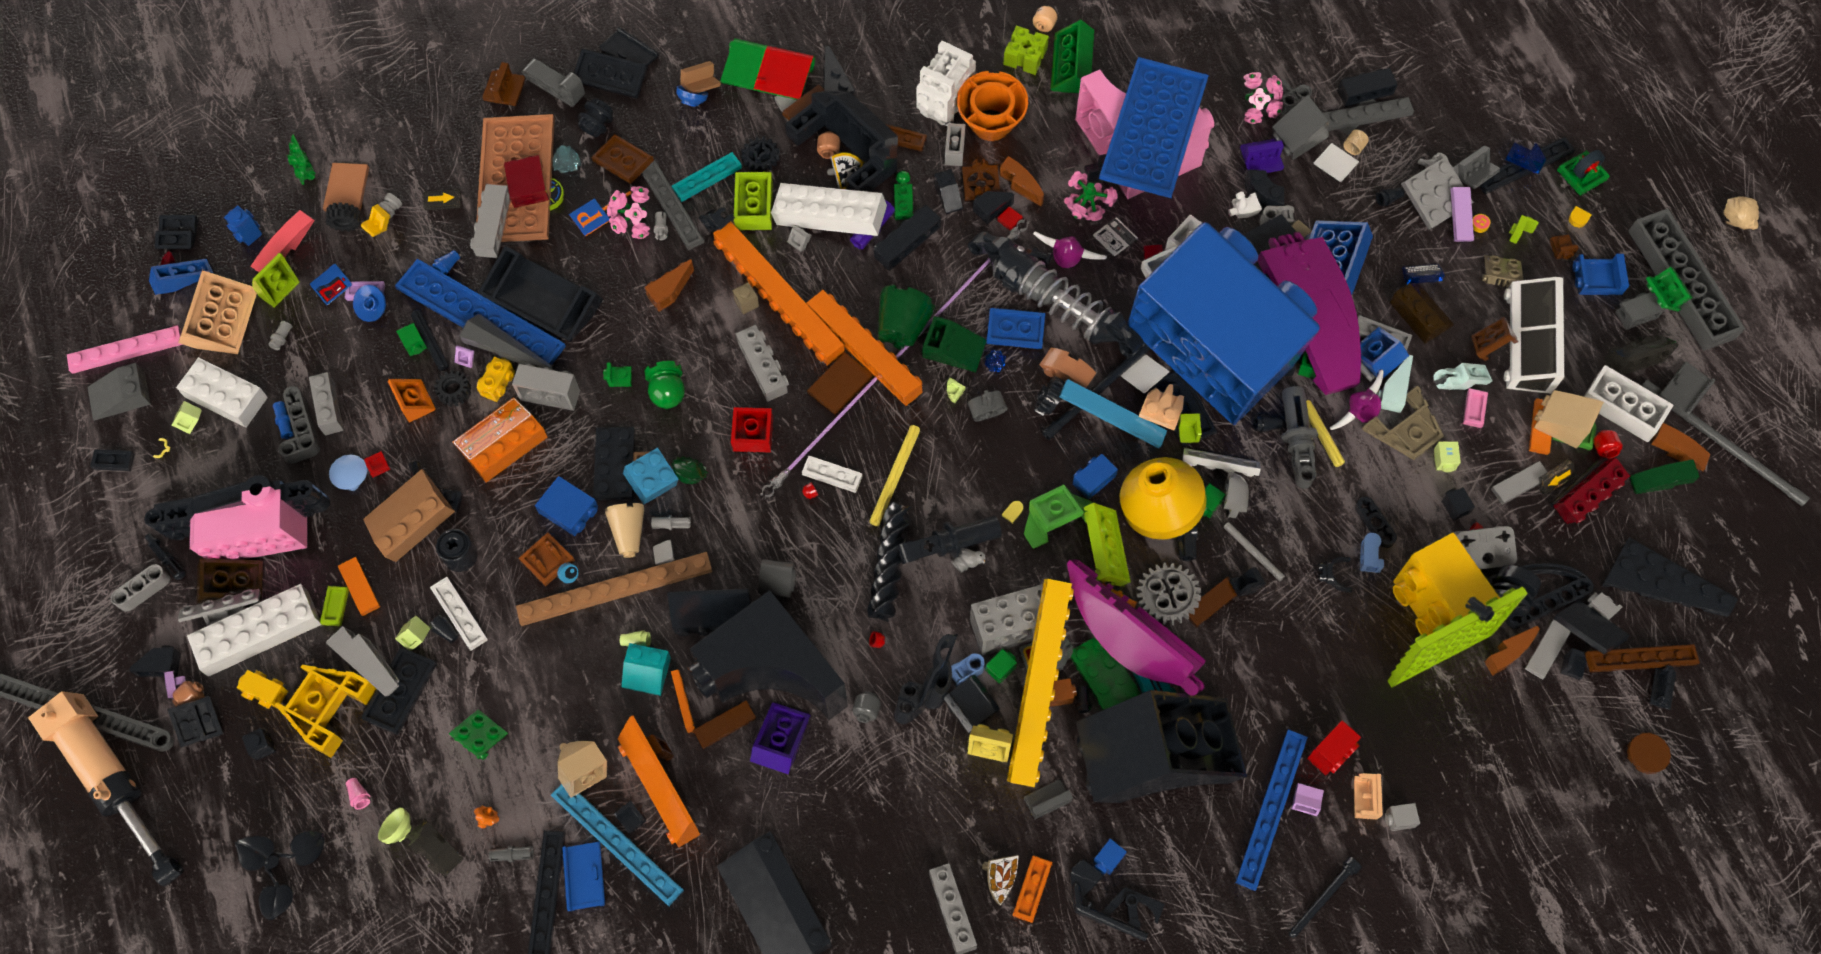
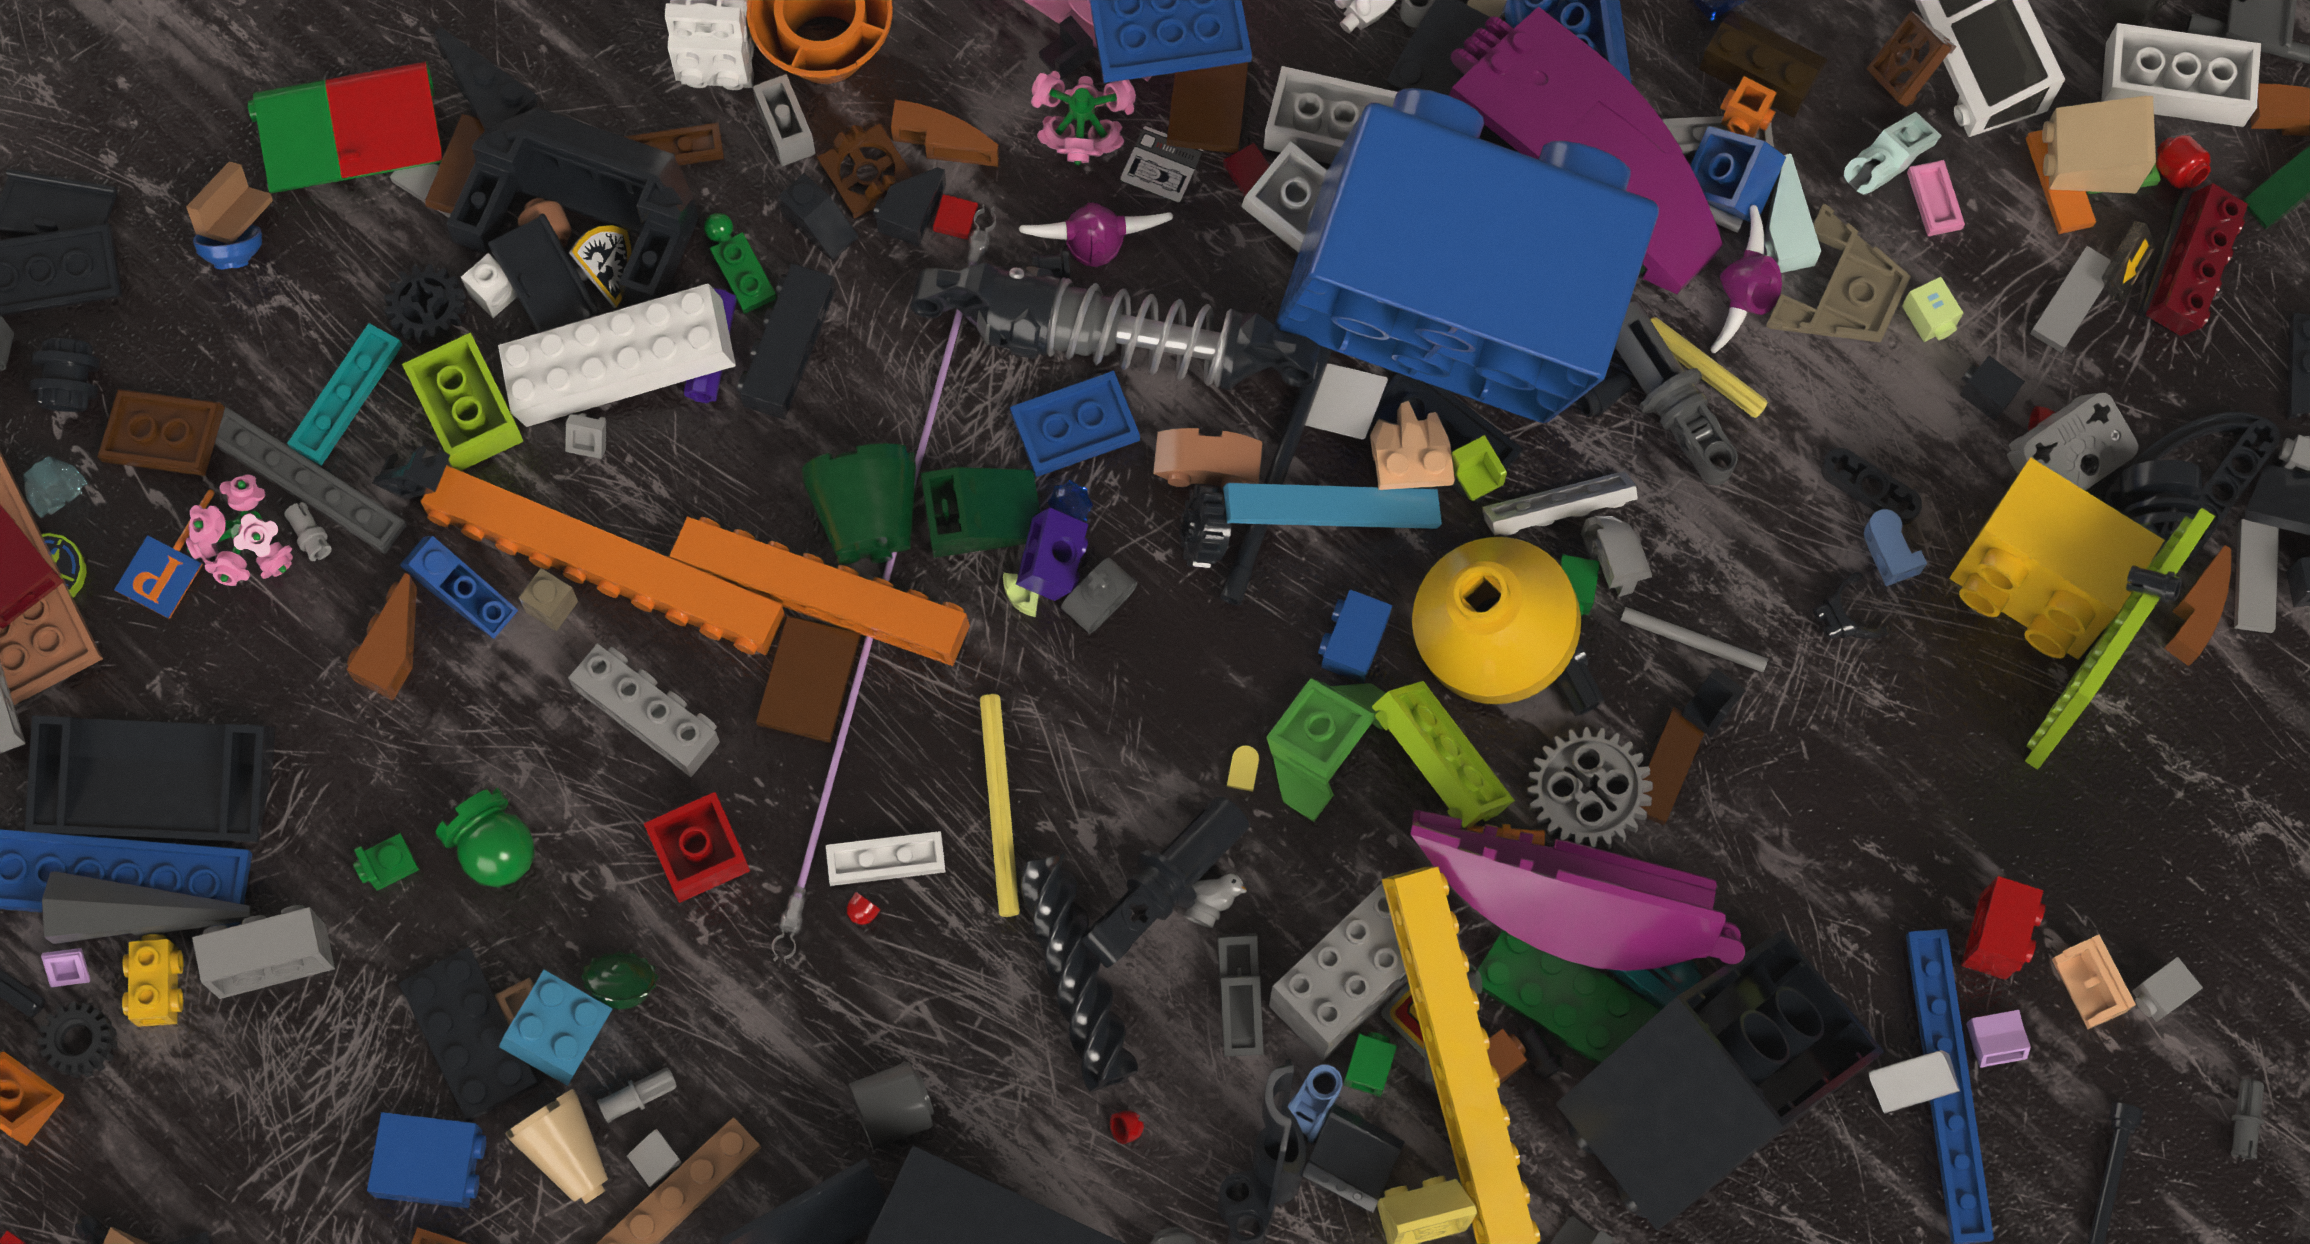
camera: 30 degrees left, 5 degrees up
(500, 439) = (224, 1093): orange slope -> none
(711, 276) = (458, 586): none -> blue slope
(791, 158) = (489, 286): none -> white brick
(815, 157) = (544, 274): none -> black door
(958, 606) = (1240, 994): none -> dark grey slope
(966, 383) = (1039, 568): none -> dark purple brick
(1150, 217) = (1208, 108): none -> reddish brown tile
(1255, 797) = (1914, 1081): none -> light grey slope
(1401, 325) = (1748, 108): none -> orange brick
(1412, 897) = (2248, 1119): none -> dark grey axle

